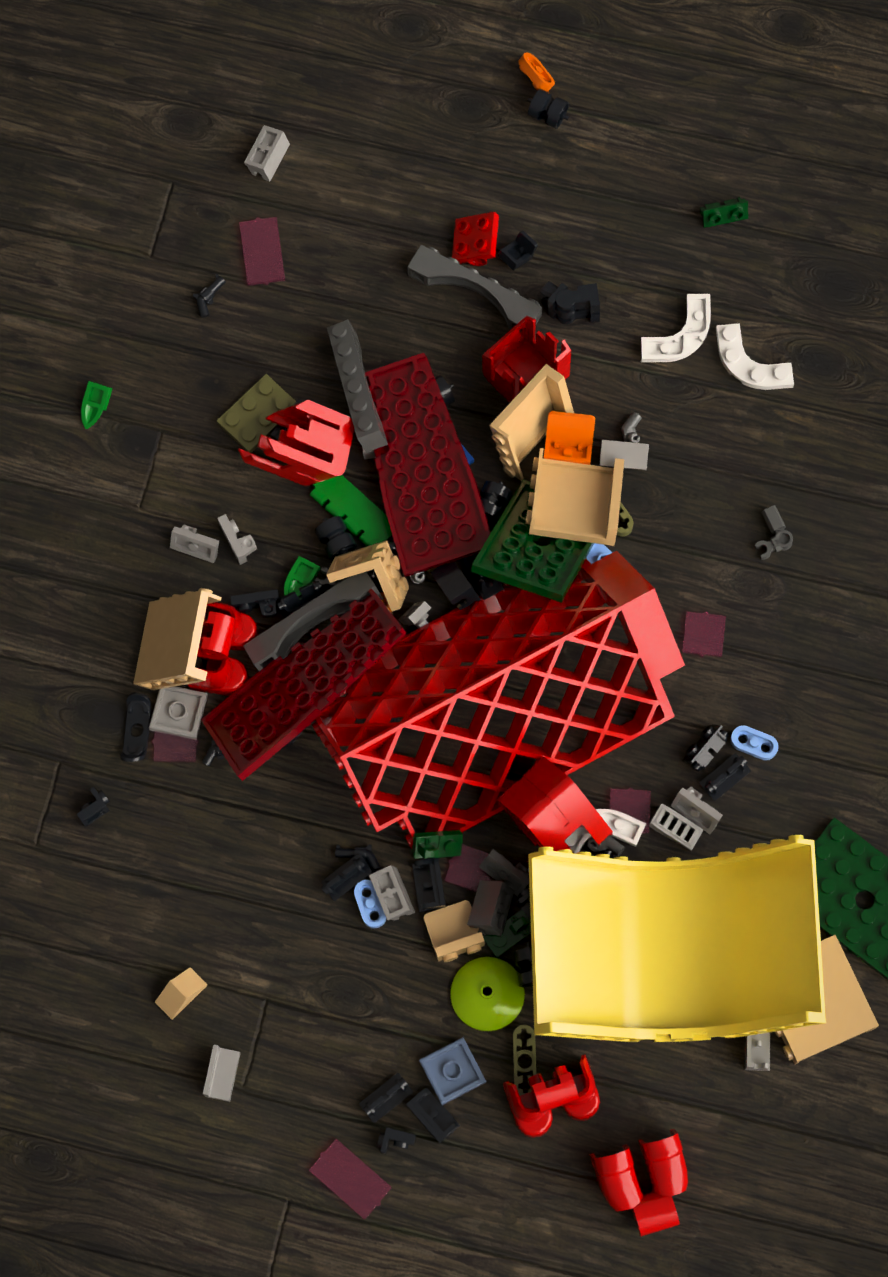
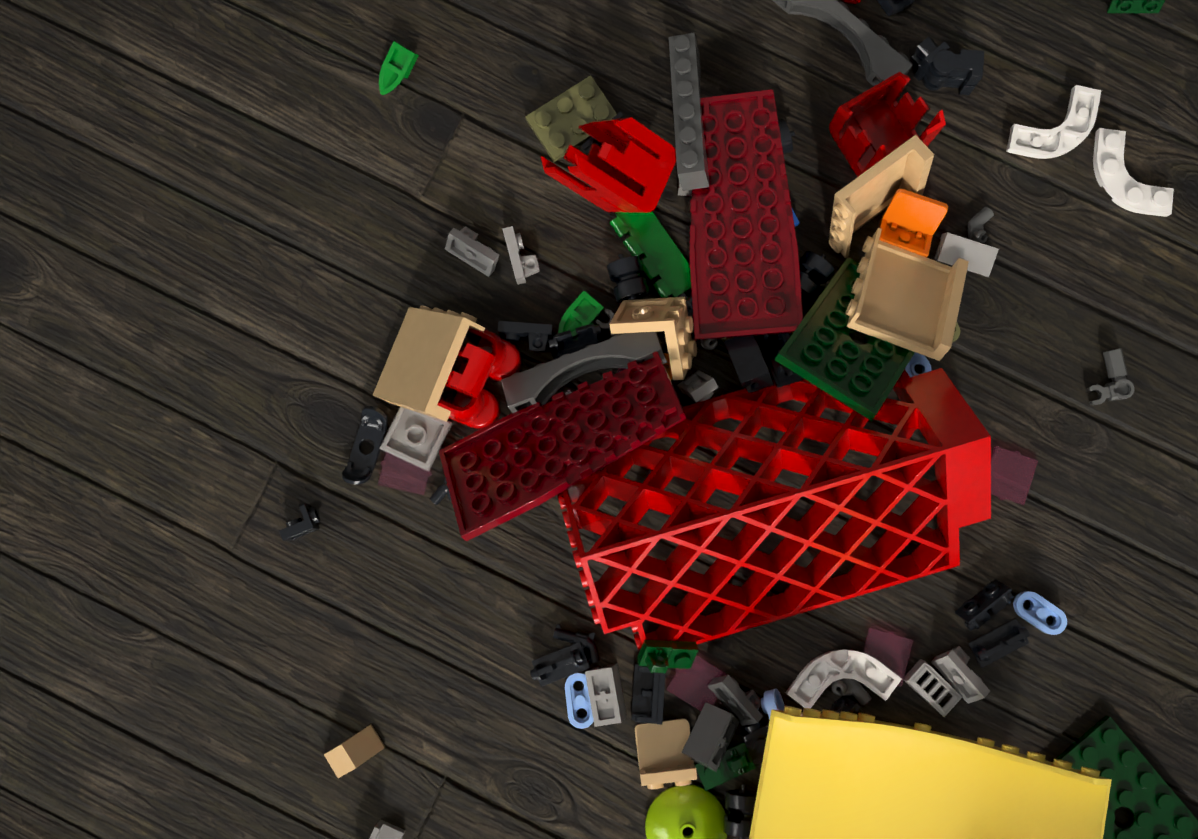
camera: 10 degrees right, 10 degrees up
(551, 807) = (804, 649): red piece -> none

